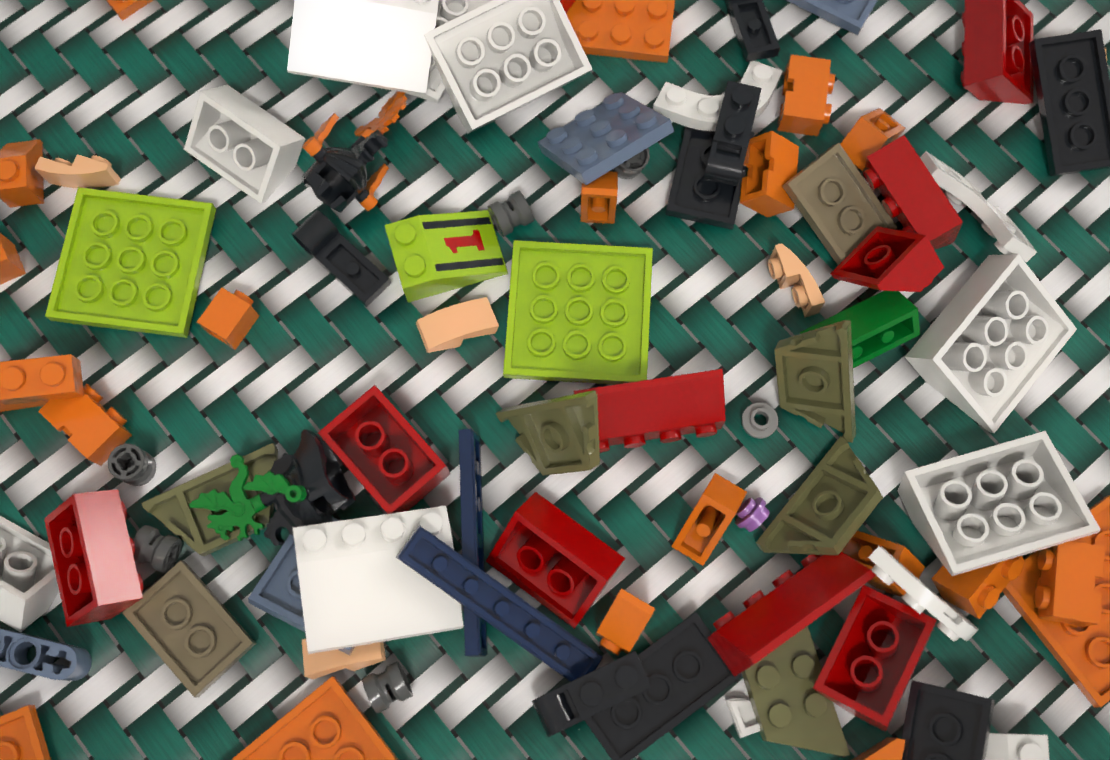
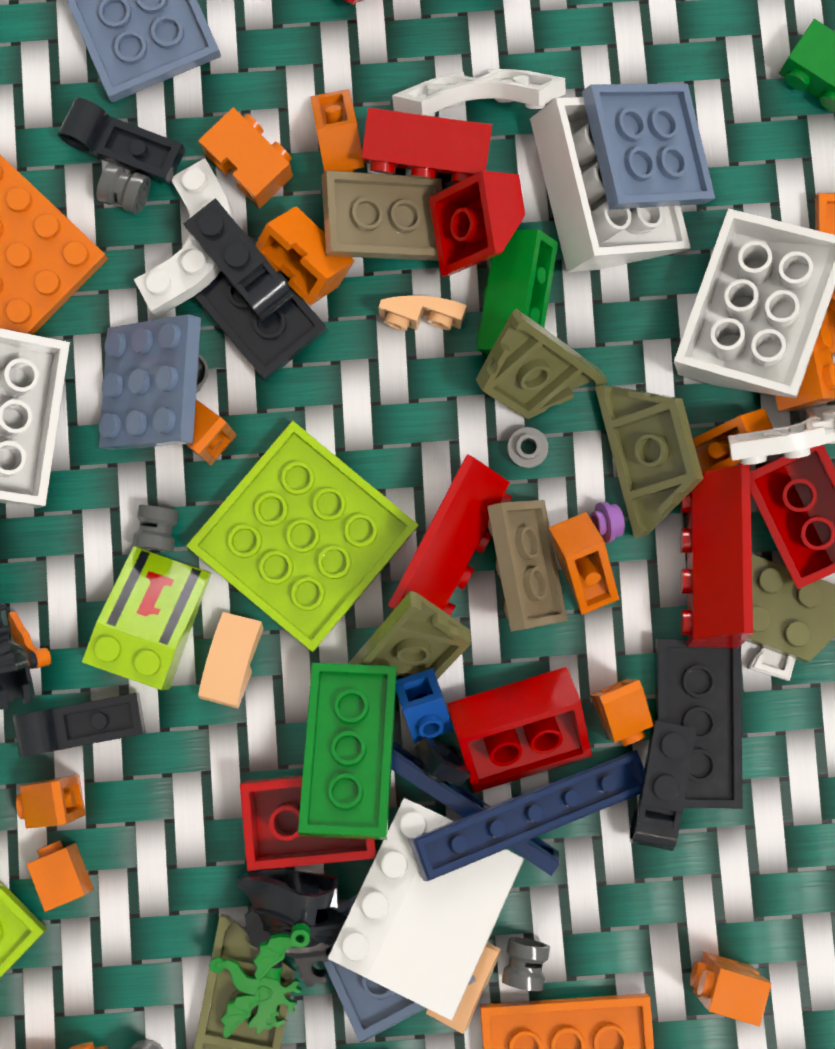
camera: 55 degrees left, 10 degrees up
(277, 276) = (51, 802): none -> orange slope
(450, 440) = (348, 751): none -> green plate
(491, 516) = (442, 762): none -> black plate
(521, 475) = (423, 705): none -> blue brick
(676, 475) = (526, 564): none -> dark tan plate
(720, 36) = (123, 188): none -> dark grey wheel
(1040, 345) = (648, 145): none -> sand blue plate

